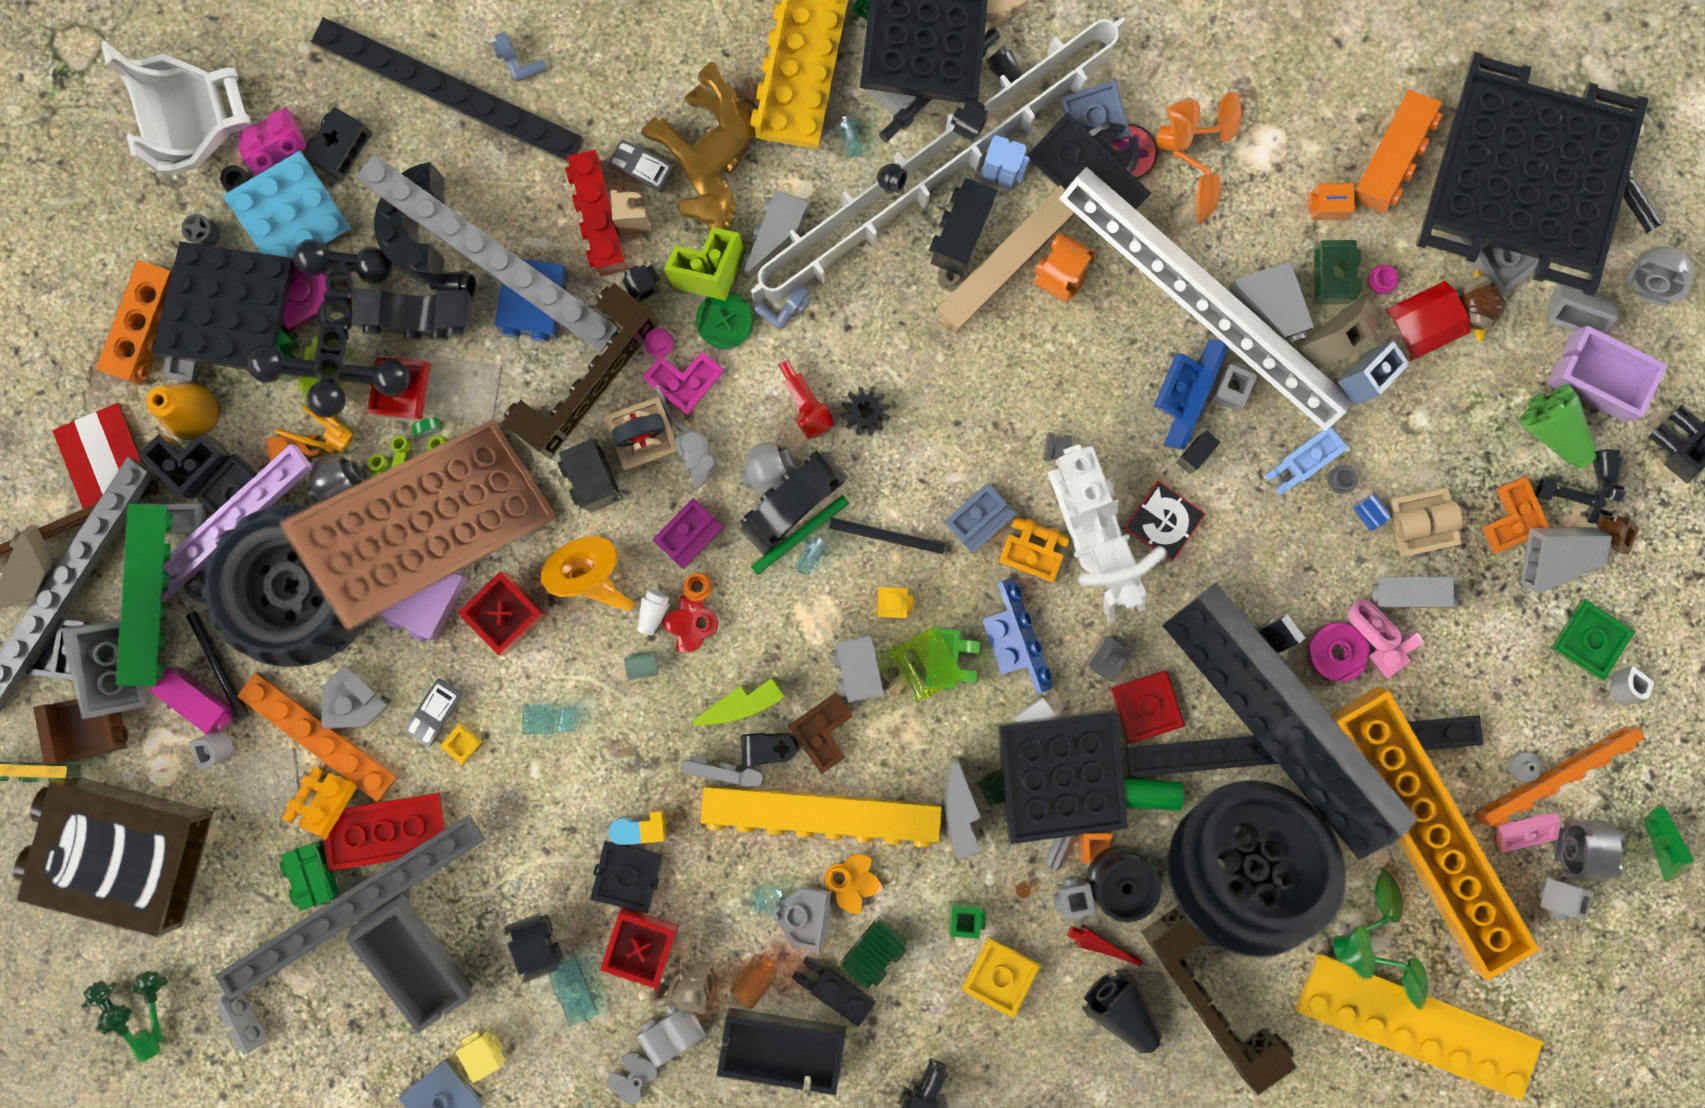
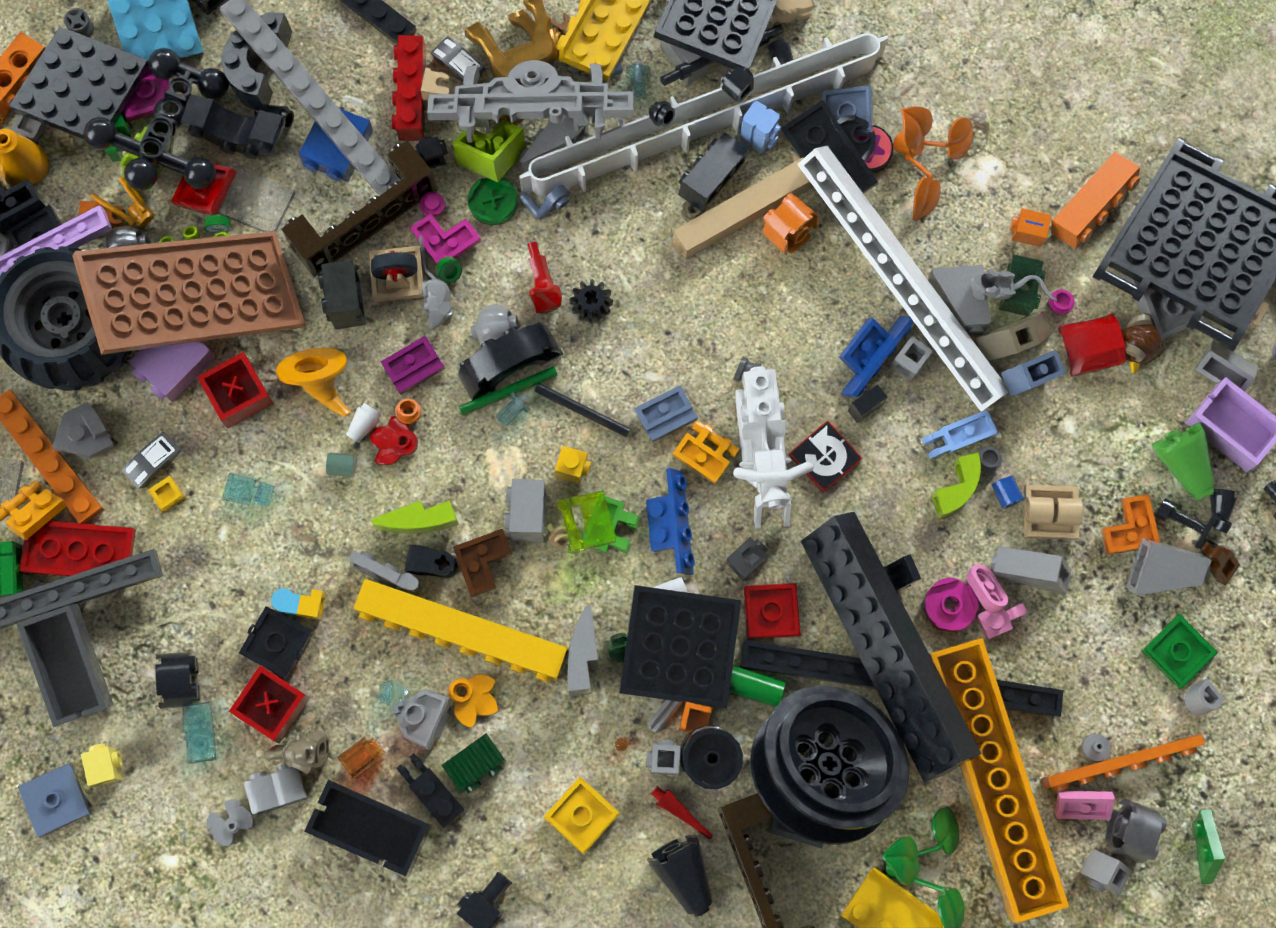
camera: 10 degrees right, 10 degrees down
(698, 415) = (448, 270): none -> green tile
(744, 199) = (534, 99): none -> light grey piece
(966, 920) = (563, 753): green brick -> none
(1316, 534) = (952, 498): none -> lime brick
(1318, 282) = (1000, 285): none -> light grey animal

